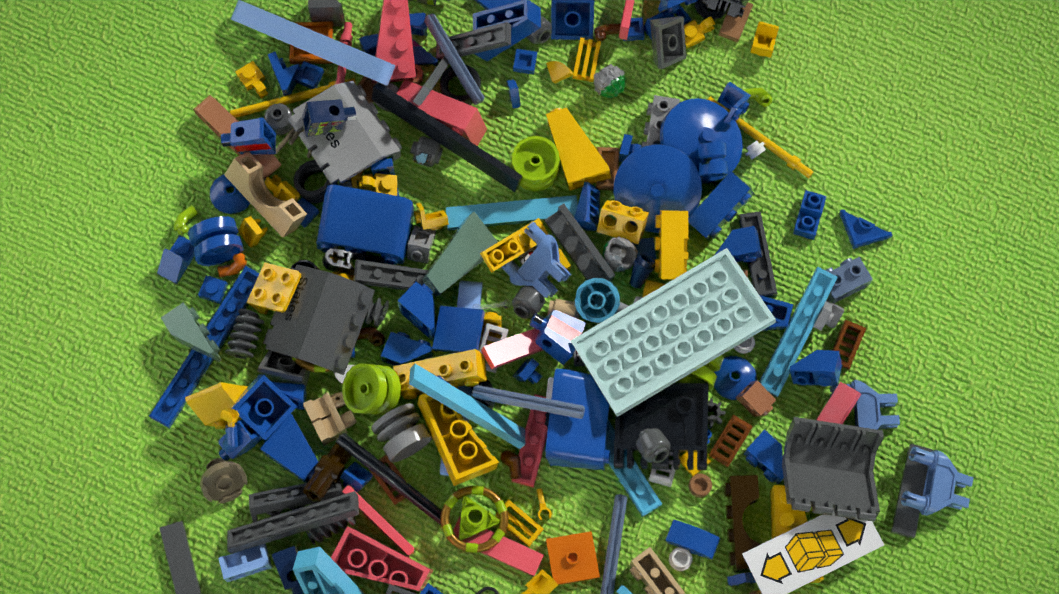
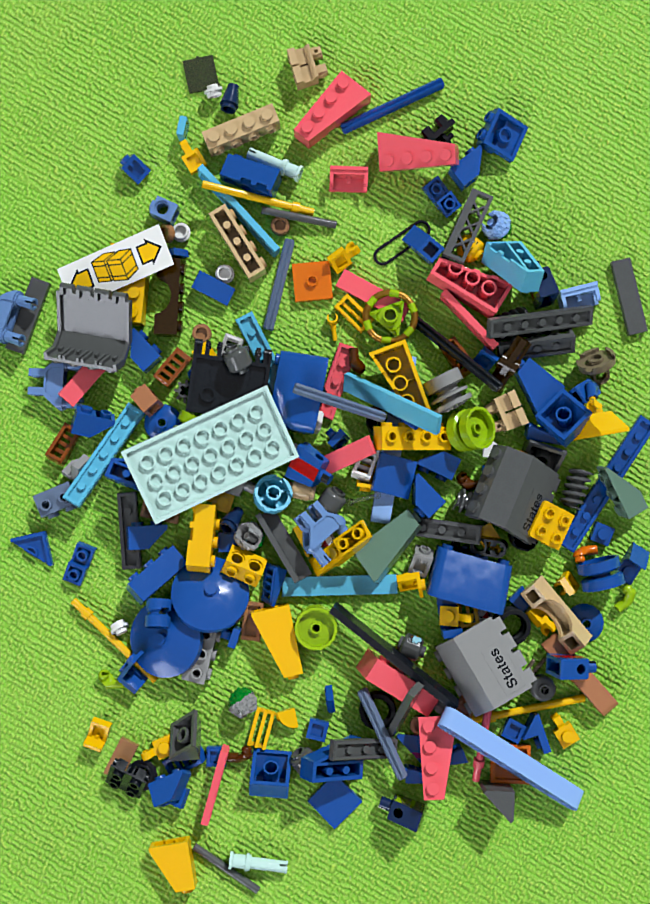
camera: 175 degrees left, 15 degrees up
(326, 116) = (511, 672): dark blue torso -> none

